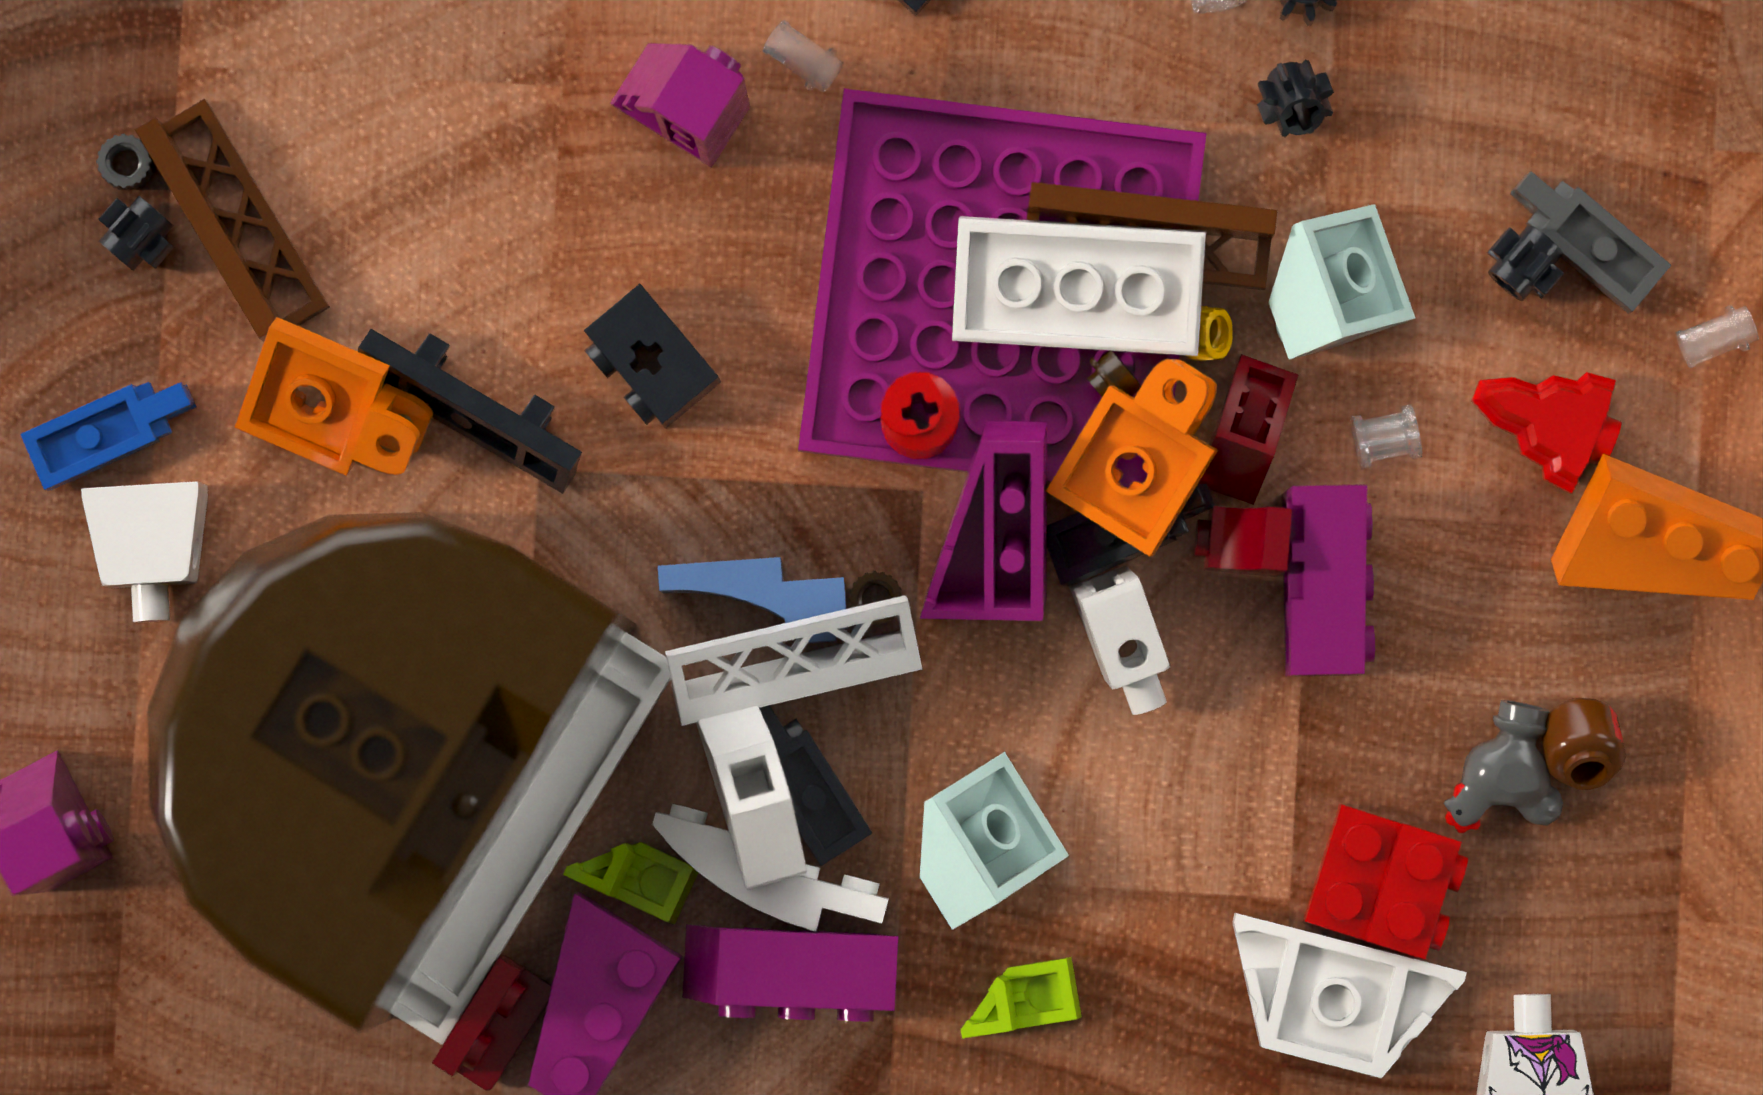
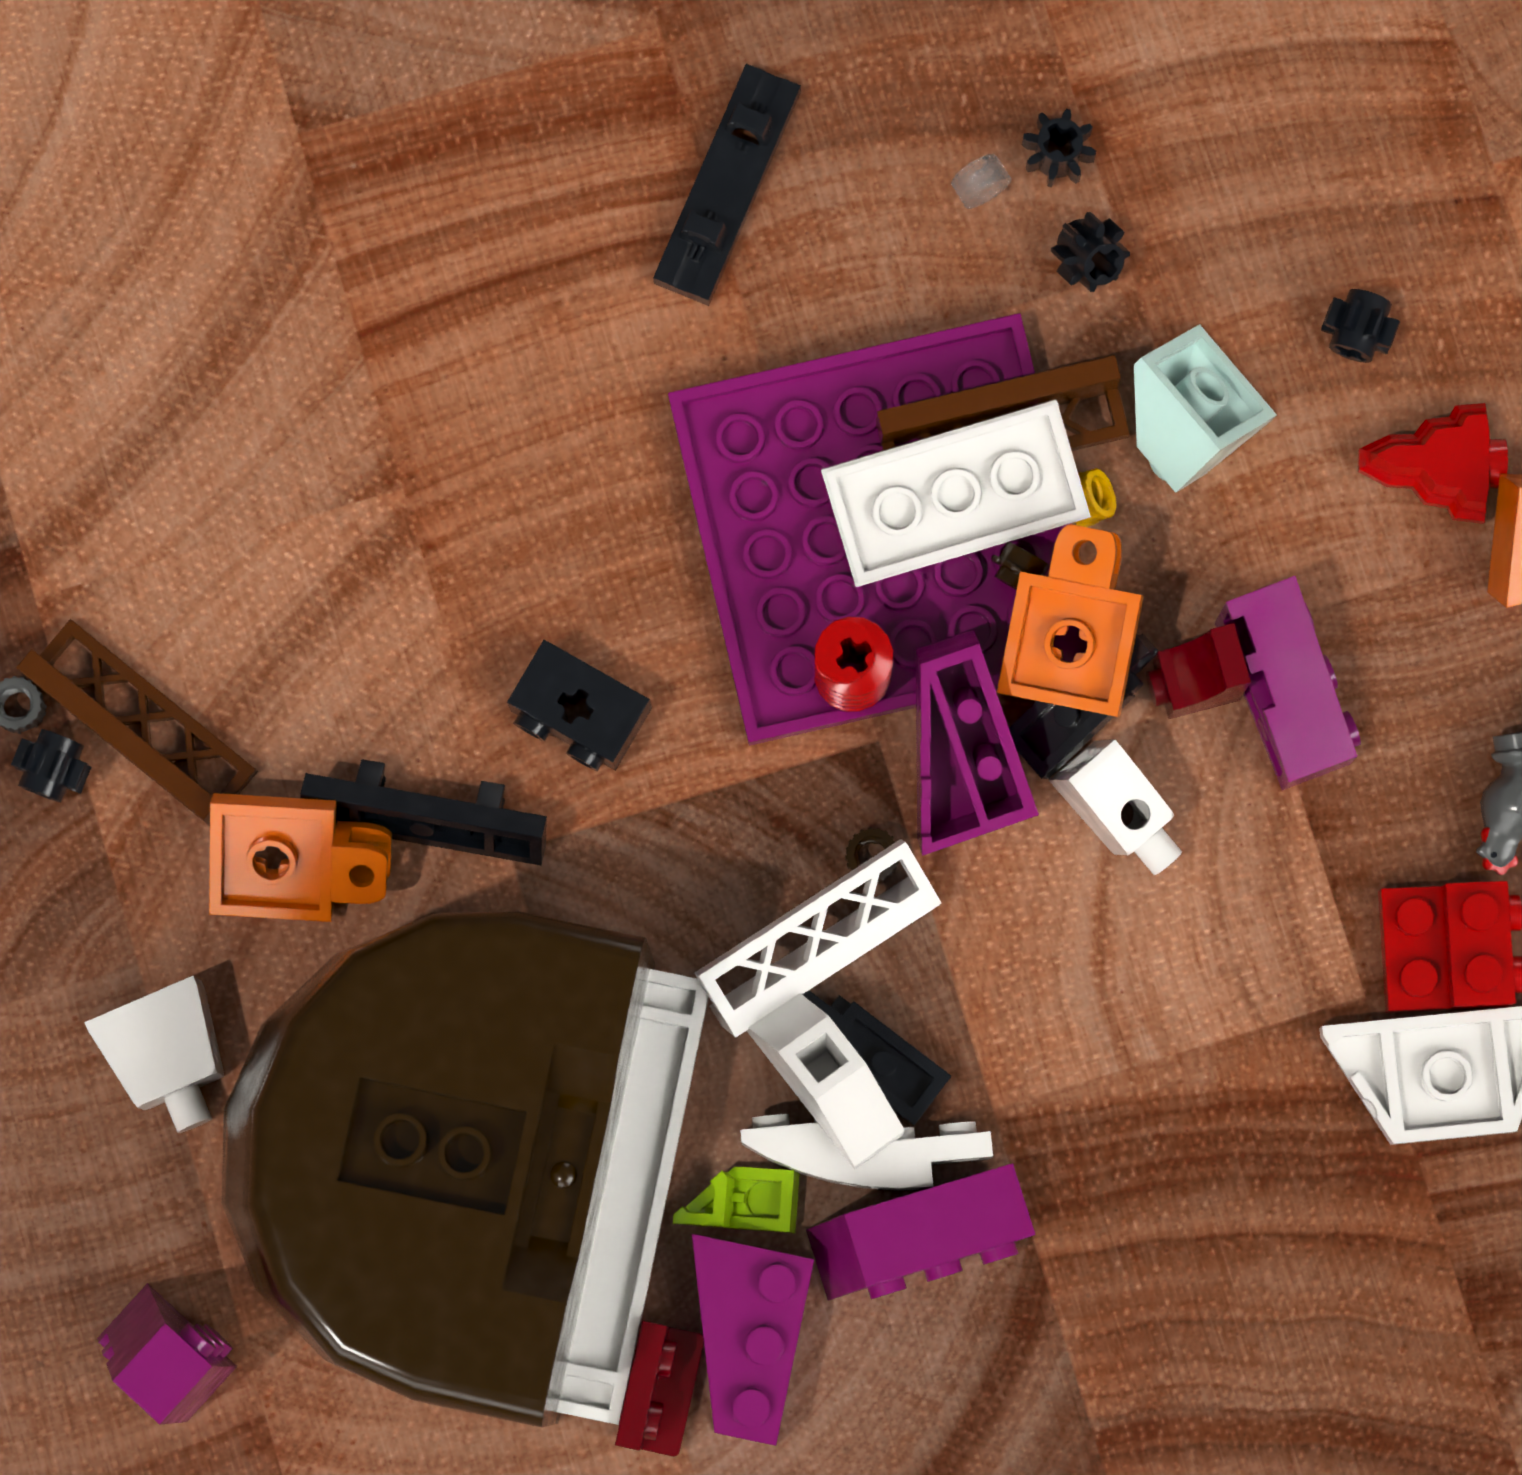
camera: 20 degrees left, 5 degrees down
(103, 431) = (86, 963): blue hinge -> none
(686, 97) = (524, 450): magenta wedge -> none
(758, 584) = (758, 882): medium blue slope -> none
(803, 56) = (619, 378): clear pin -> none
(984, 841) = (1059, 1046): light aqua slope -> none
(1027, 998) = (1155, 1180): lime slope -> none
(1249, 428) = (1163, 570): dark red arch -> none
(1386, 436) = (1292, 532): clear bush -> none
(1592, 240) = (1414, 283): dark grey hinge -> none

